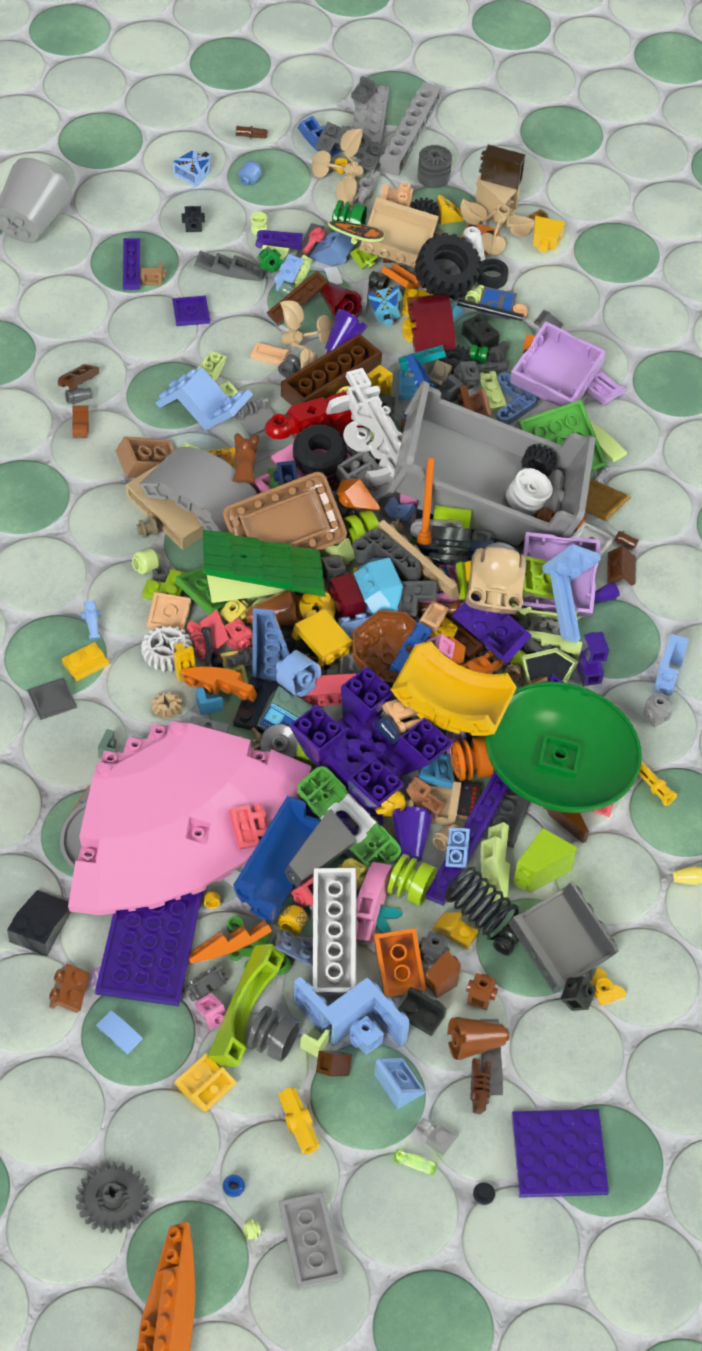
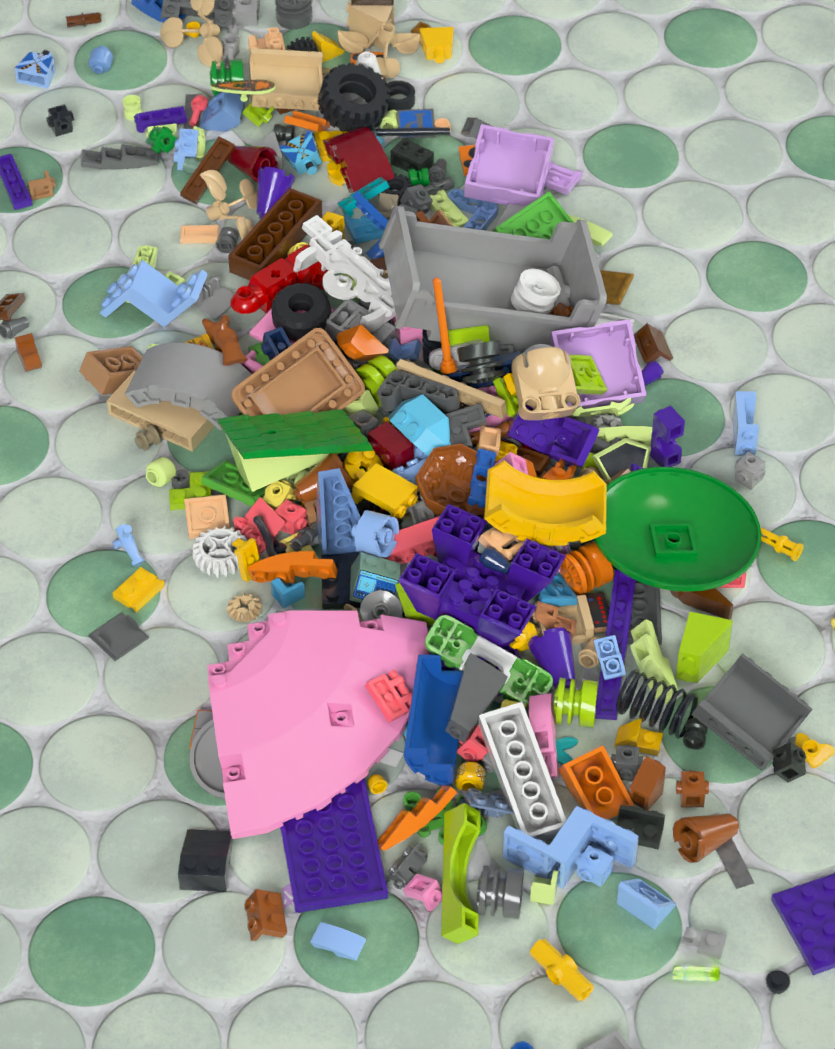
camera: 15 degrees left, 5 degrees down
(107, 743) = (200, 664): sand green bracket -> none
(191, 310) = (97, 212): dark purple tile -> none
(205, 1083) = (448, 964): yellow slope -> none
(333, 1063) = (572, 903): reddish brown panel -> none
(480, 1086) = (729, 879): reddish brown hinge -> none
(542, 454) = (532, 252): black tyre -> none
(562, 570) = (602, 359): light blue bracket -> none
(626, 540) = (644, 317): reddish brown pin -> none

